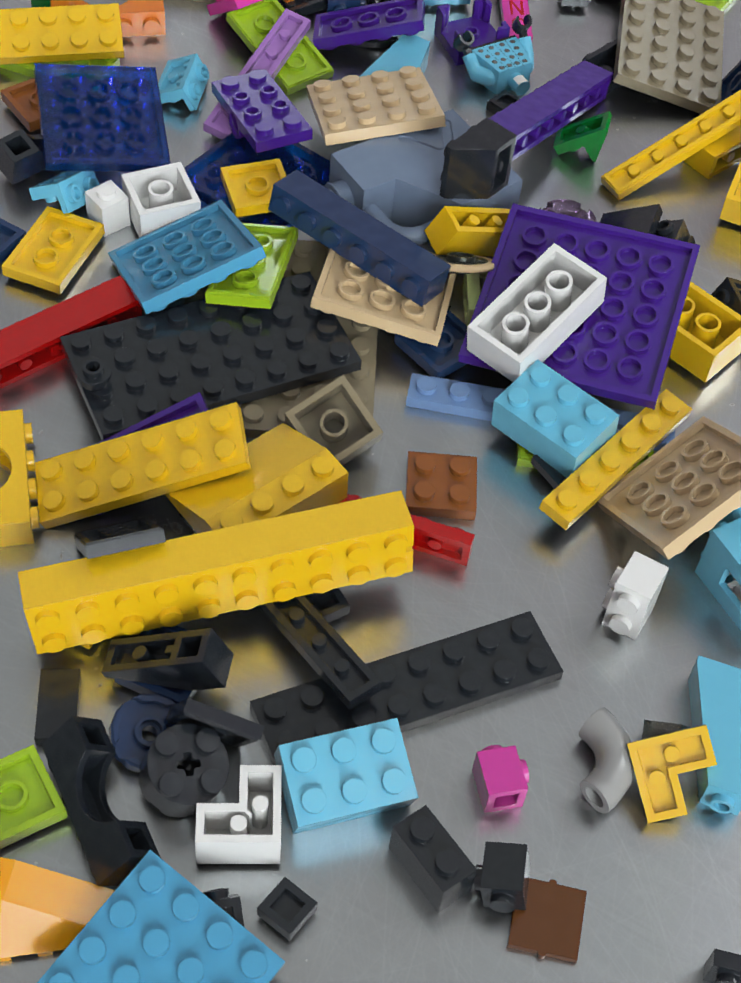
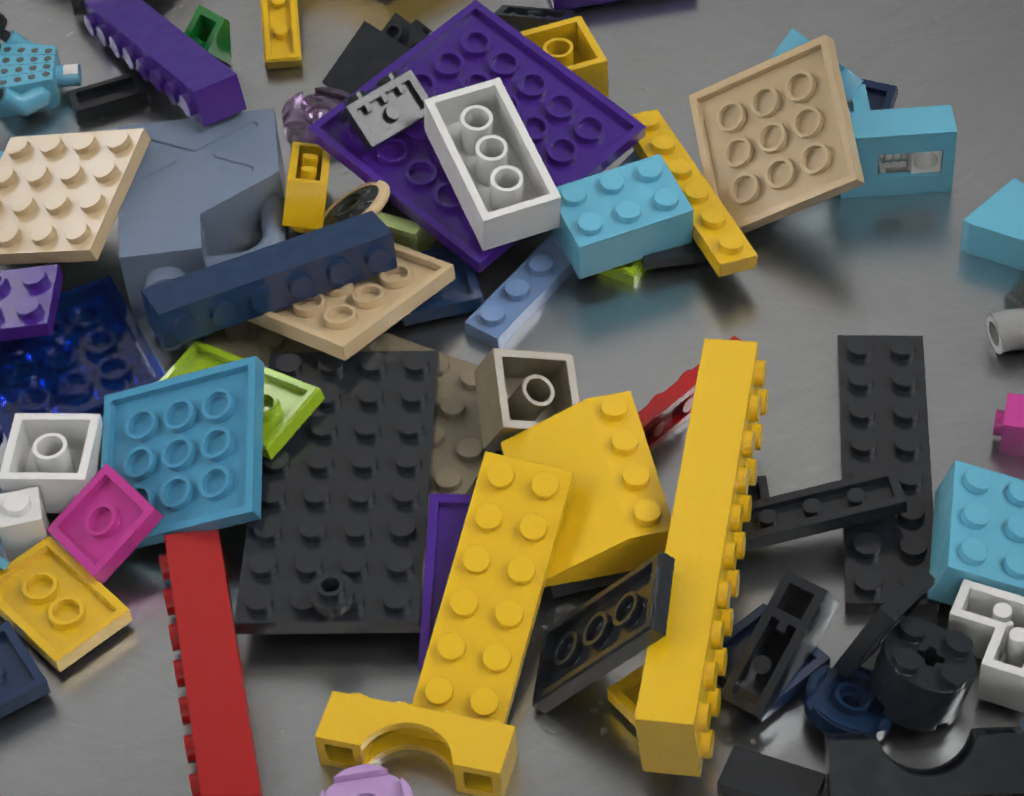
camera: 55 degrees left, 5 degrees down
(117, 242) = (104, 523): none -> dark pink plate
(251, 185) = (98, 358): yellow plate -> none
(441, 485) = (632, 354): dark orange plate -> none
(478, 162) = (251, 119): black slope -> none
(541, 229) = (387, 110): none -> bracket
(633, 594) = (871, 239): white brick -> none

